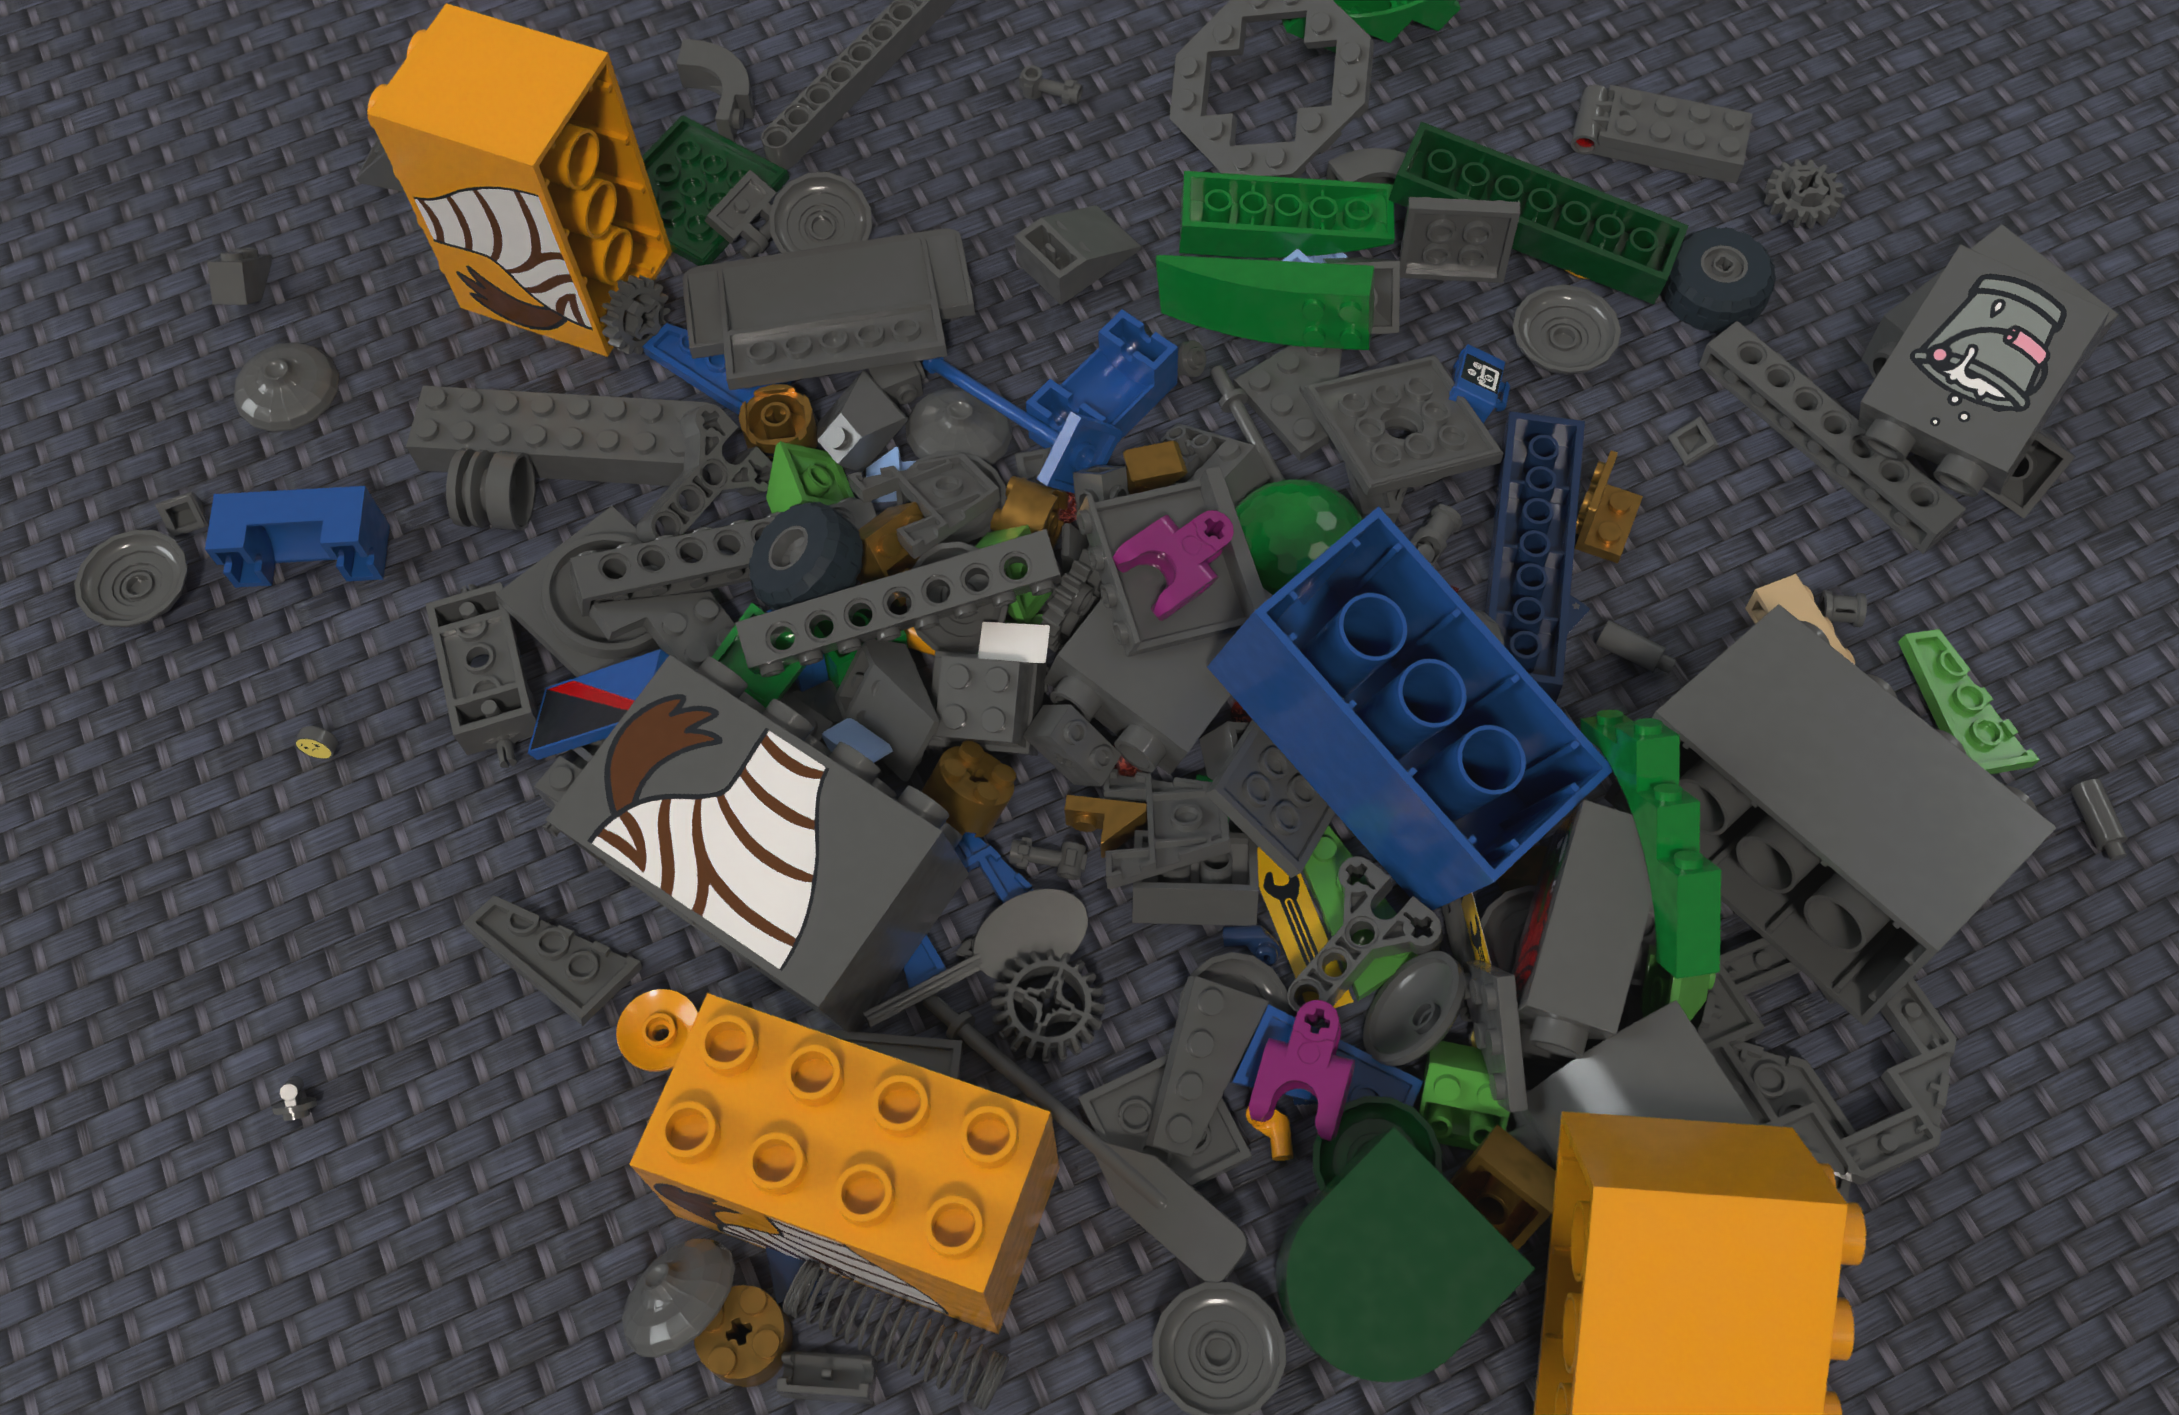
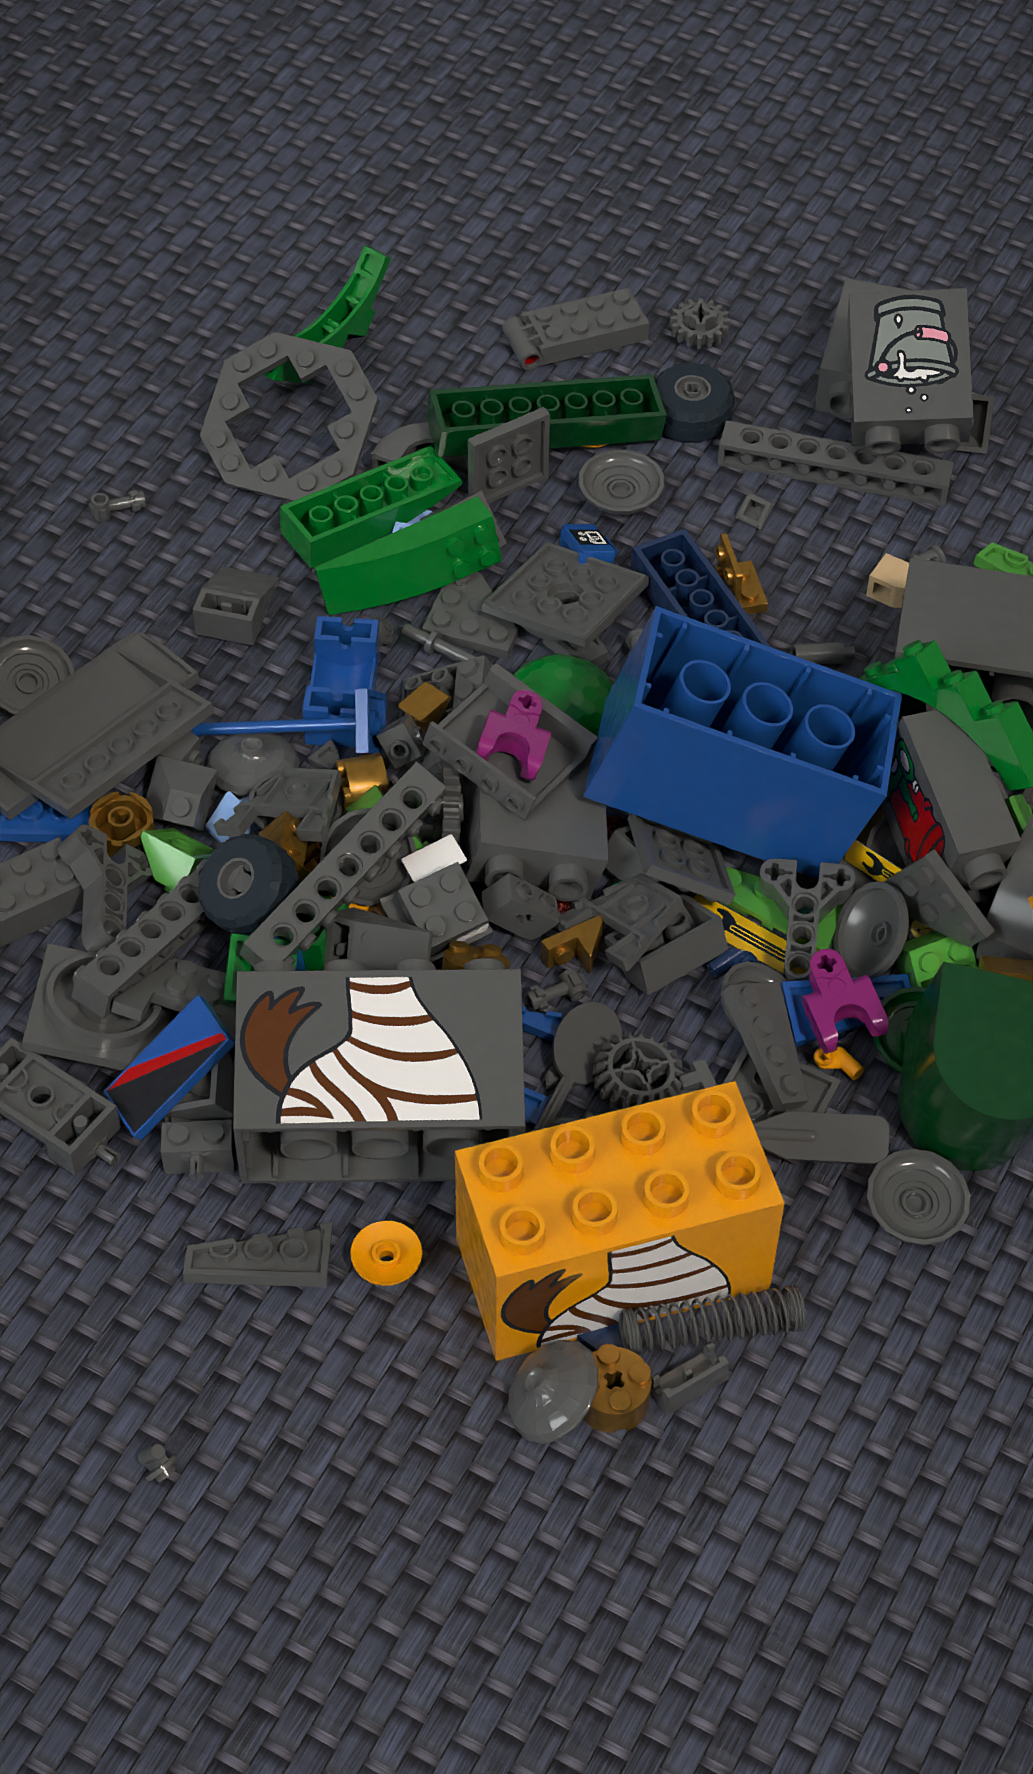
camera: 40 degrees left, 10 degrees down
(1099, 1056) = (697, 1078): none -> dark grey tile

